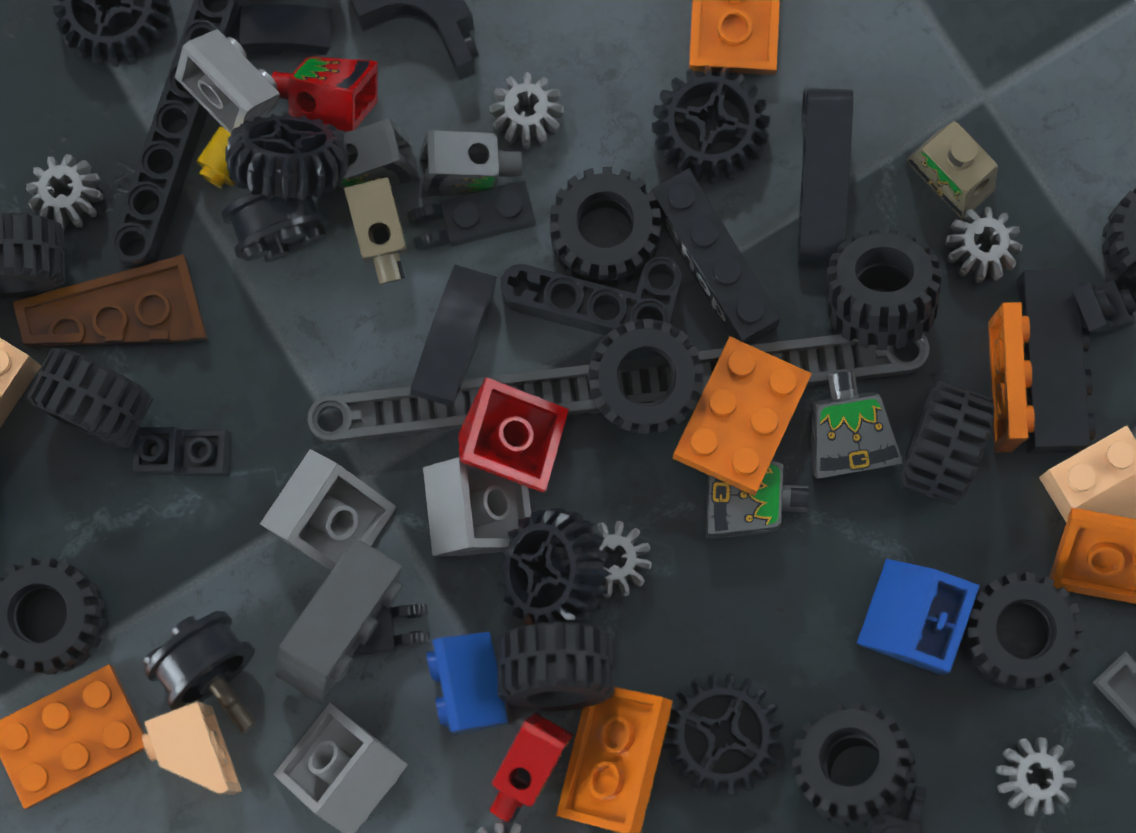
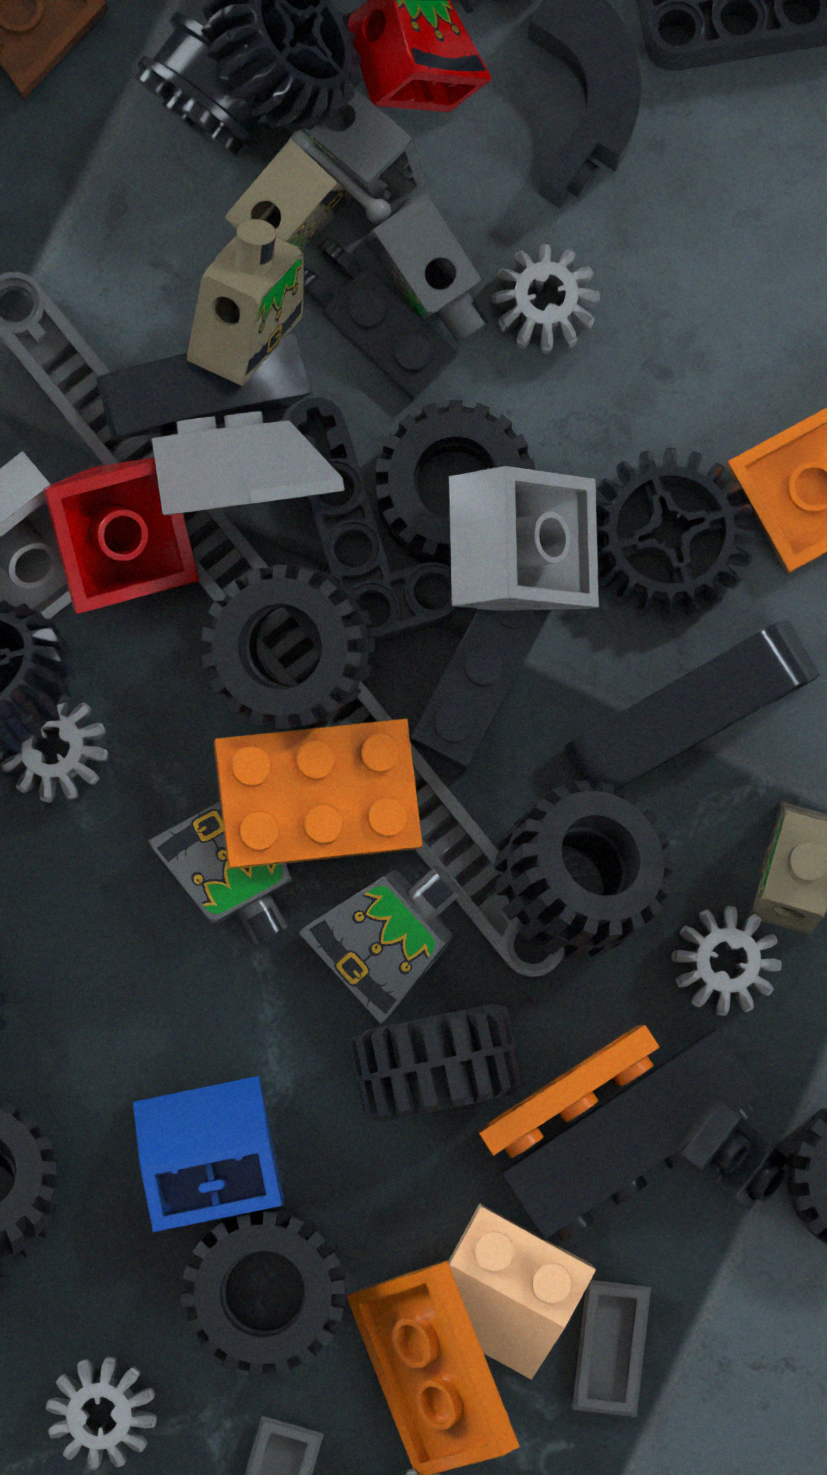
camera: 55 degrees right, 5 degrees up
(411, 256) = (247, 302): none -> dark tan torso
(415, 169) = (376, 209): none -> light grey hinge
(518, 338) = (238, 464): none -> light grey slope
(669, 200) = (523, 540): none -> light grey slope

